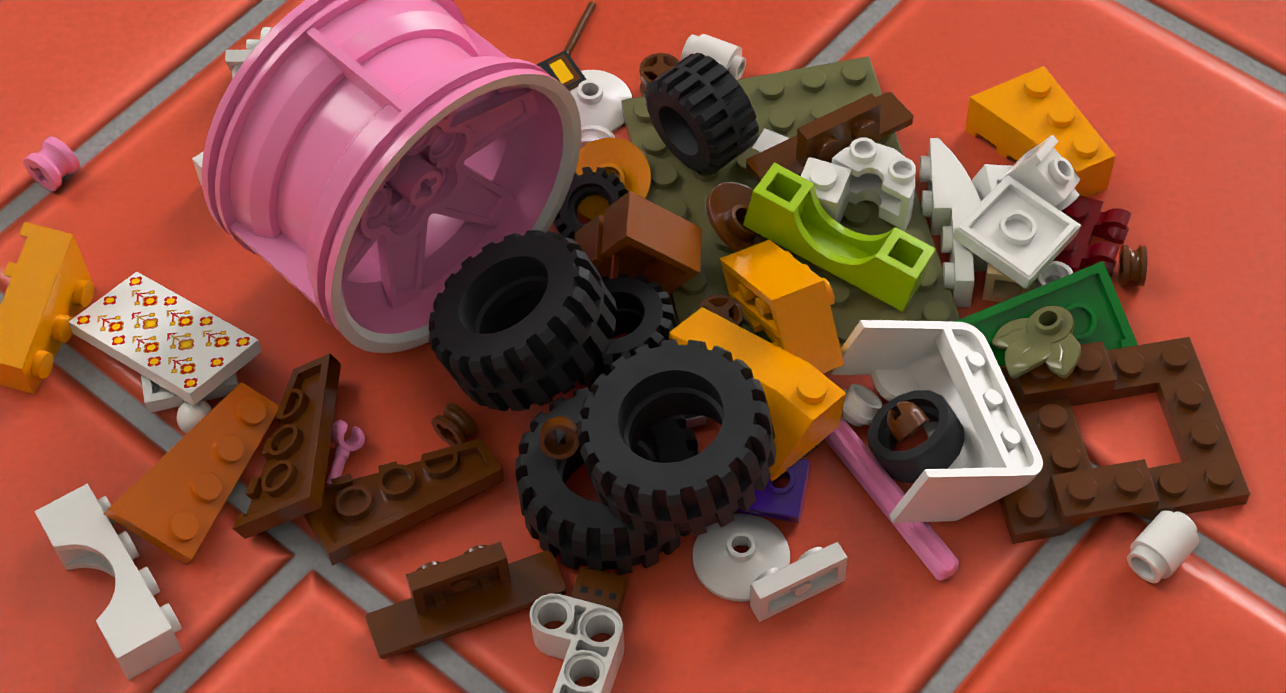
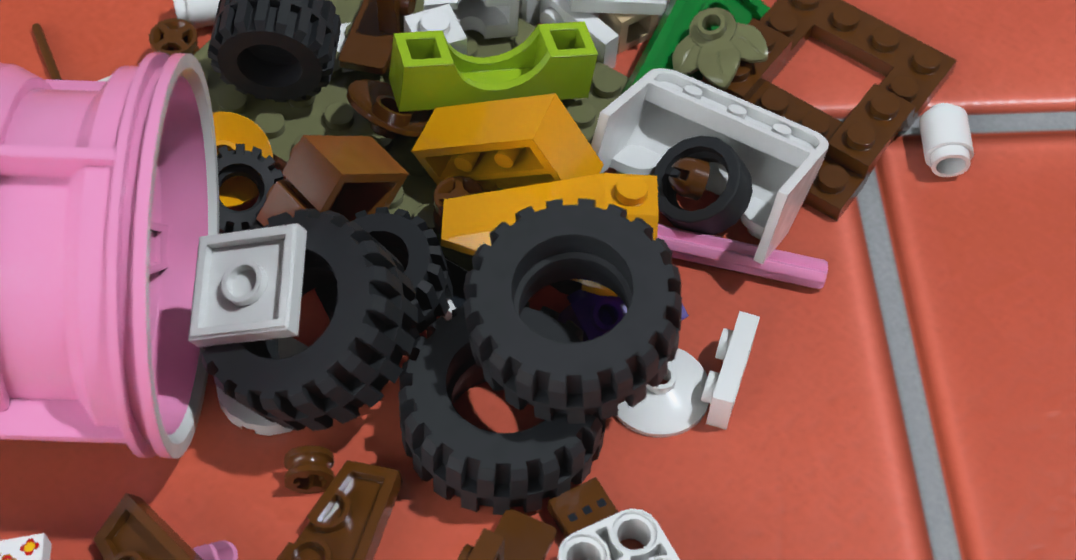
camera: 50 degrees left, 0 degrees up
(494, 267) = (248, 286): none -> white tile
(549, 440) = (461, 383): reddish brown hinge -> none

